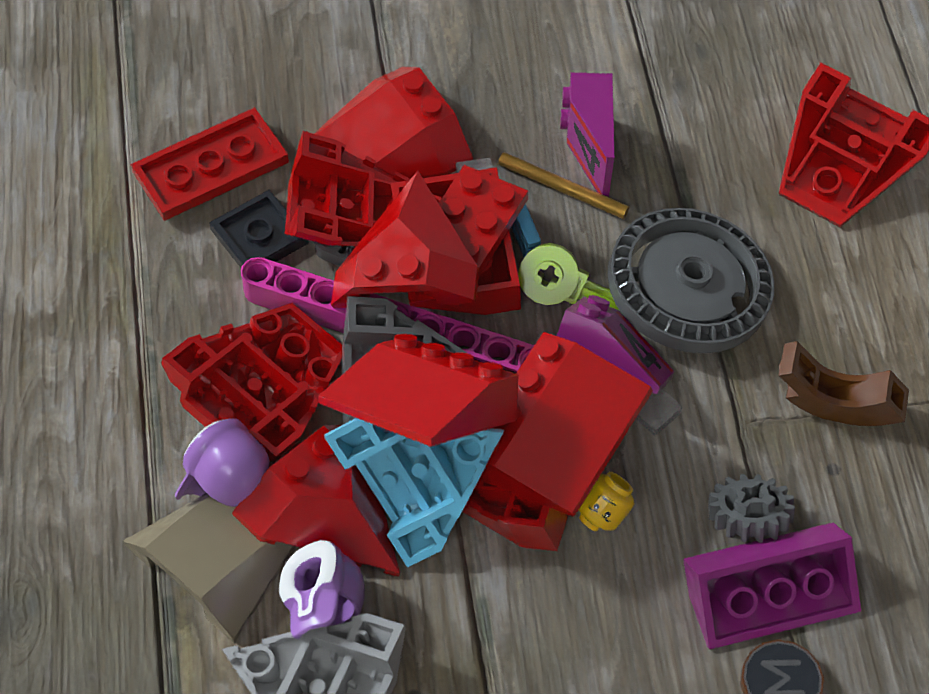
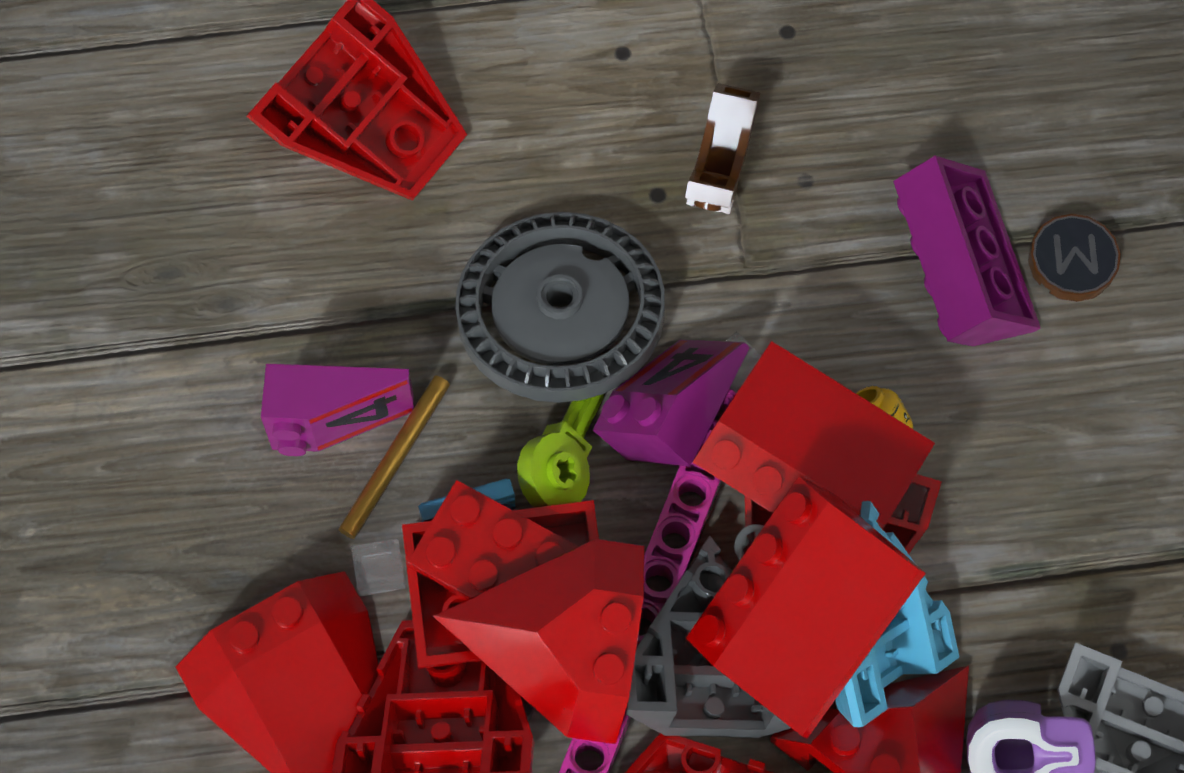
camera: 90 degrees left, 10 degrees up
(751, 508) = (871, 282): dark grey gear -> none

